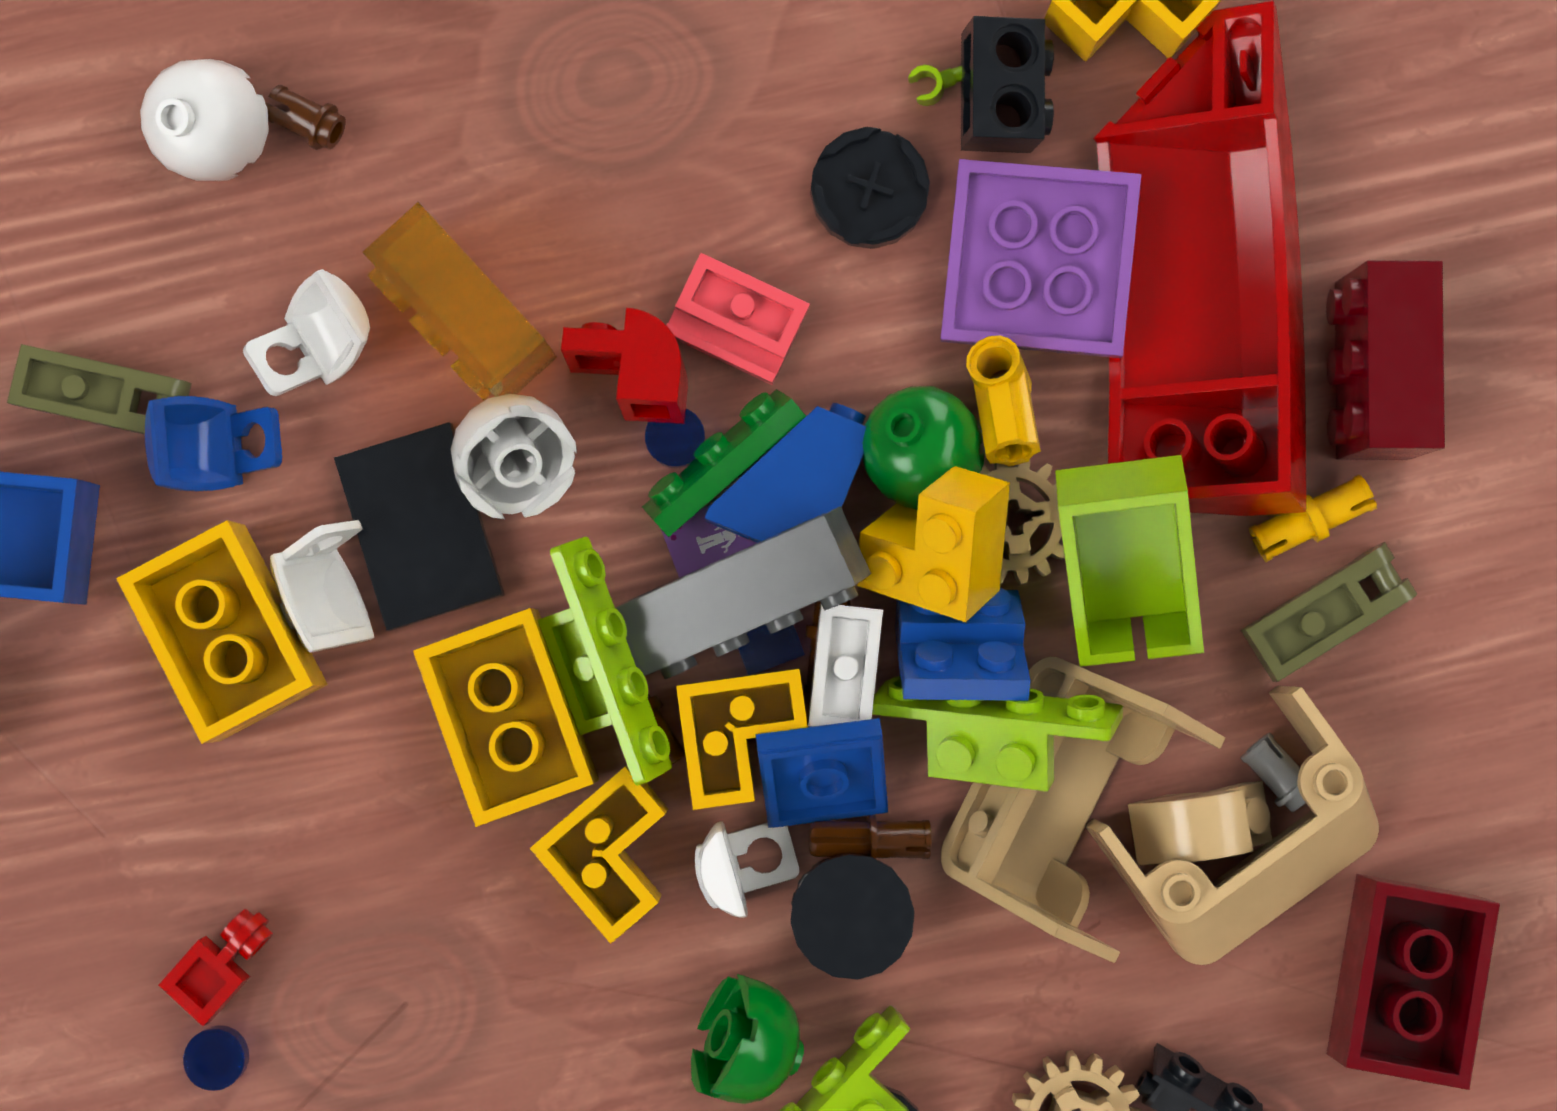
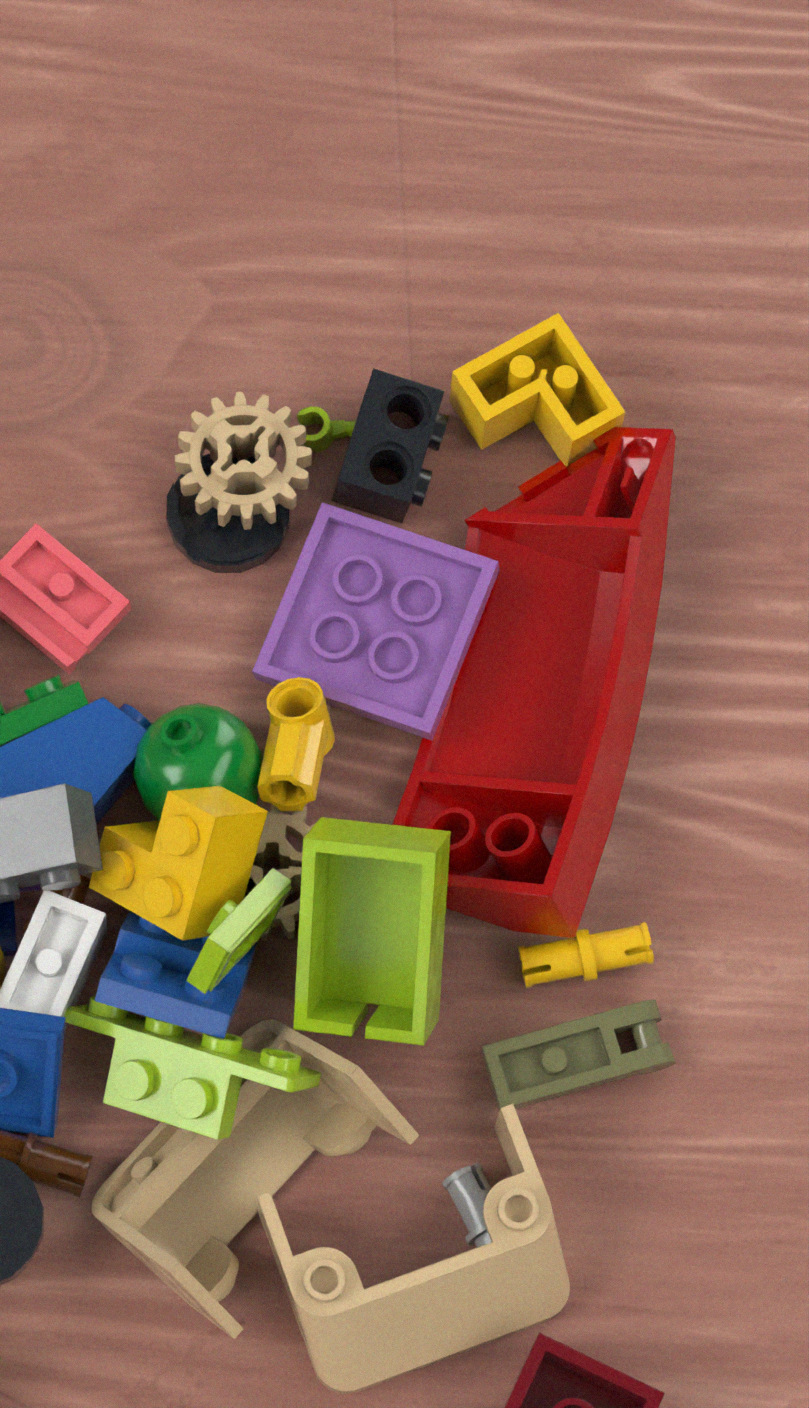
camera: 15 degrees right, 15 degrees down
(897, 151) = (243, 487): none -> tan gear
(1012, 599) = (237, 930): none -> lime plate
(1200, 824) = (378, 1229): tan brick -> none
(1387, 361) = (695, 809): dark red brick -> none

